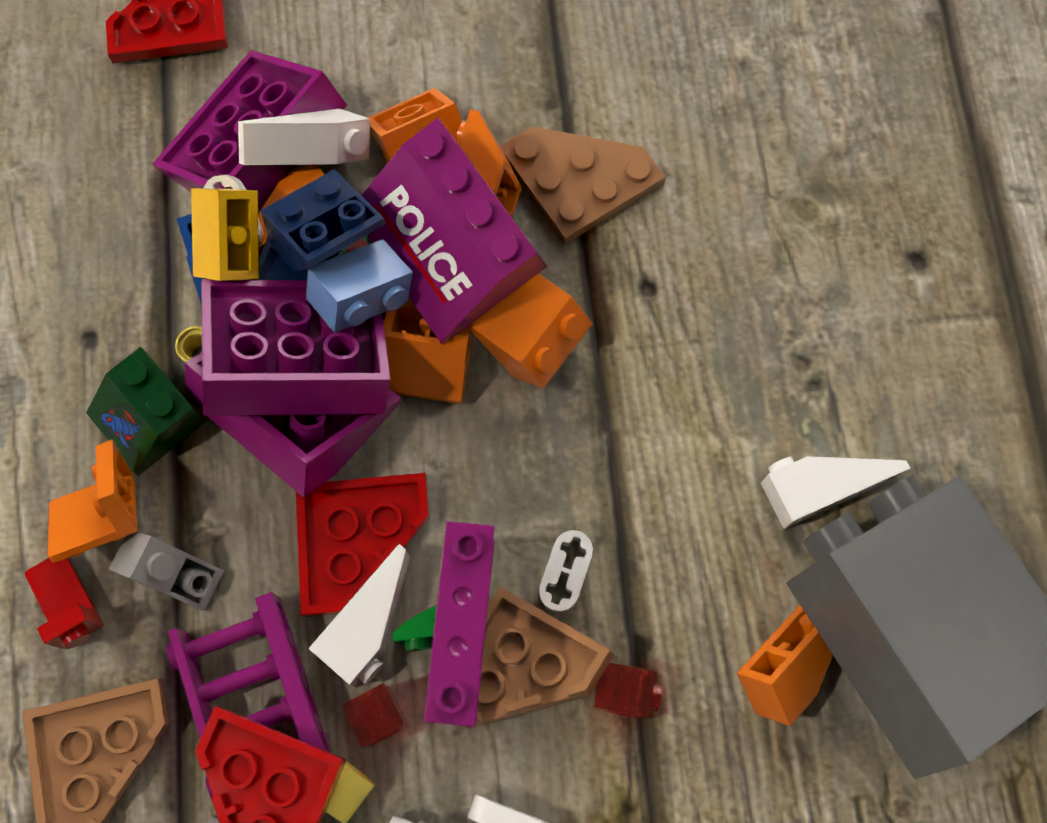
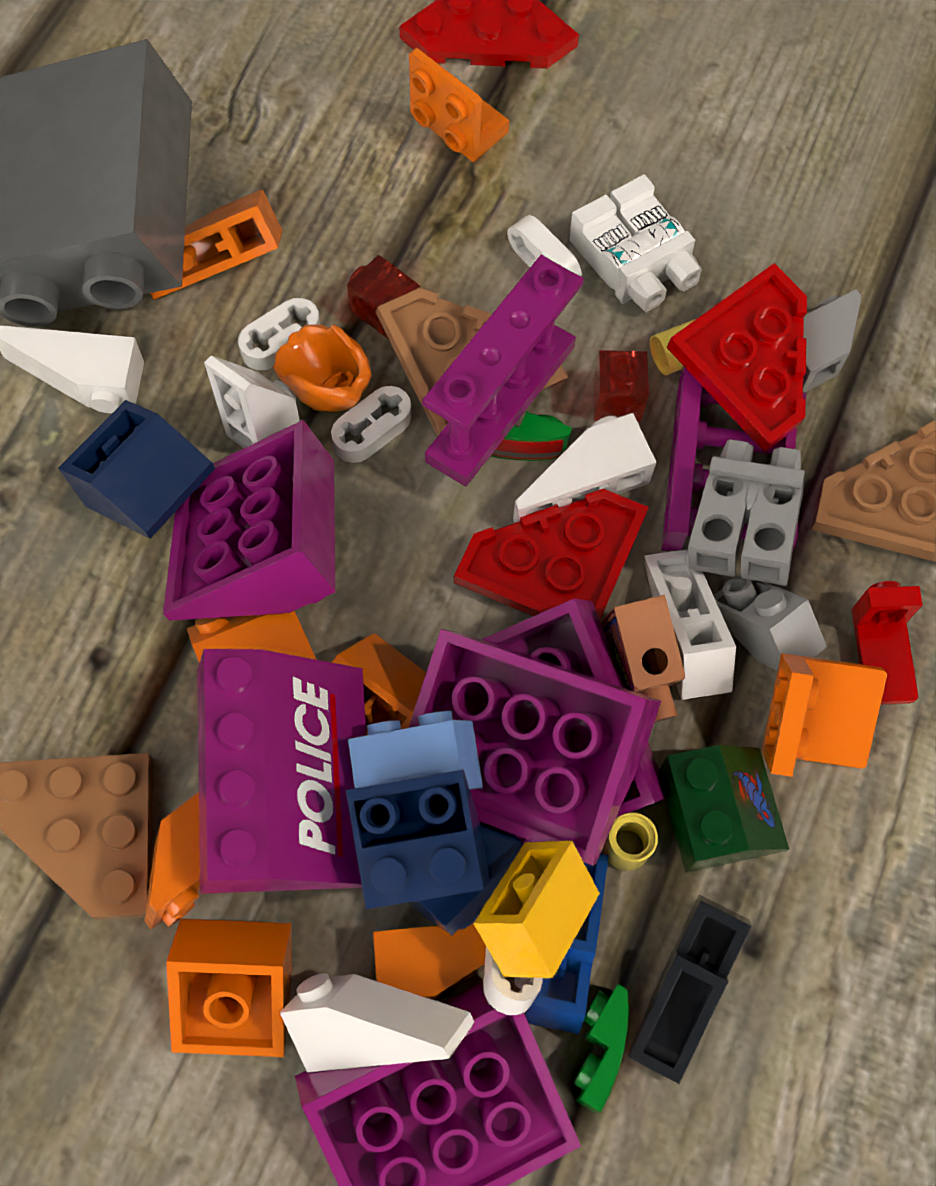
camera: 155 degrees left, 5 degrees down
(118, 286) = (689, 989): none -> black slope
(159, 222) = (607, 1031): none -> green slope
(211, 648) = (753, 495): none -> light grey hips
(228, 538) = (698, 624): none -> white slope
(248, 484) = (646, 634): none -> nougat torso
(587, 410) = (256, 532): none -> magenta slope
(629, 585) = (323, 368): none -> orange hair
(657, 512) = (250, 402): none -> white slope
(681, 607) = (274, 330): none -> white beam
(711, 415) = (136, 469): none -> dark blue slope

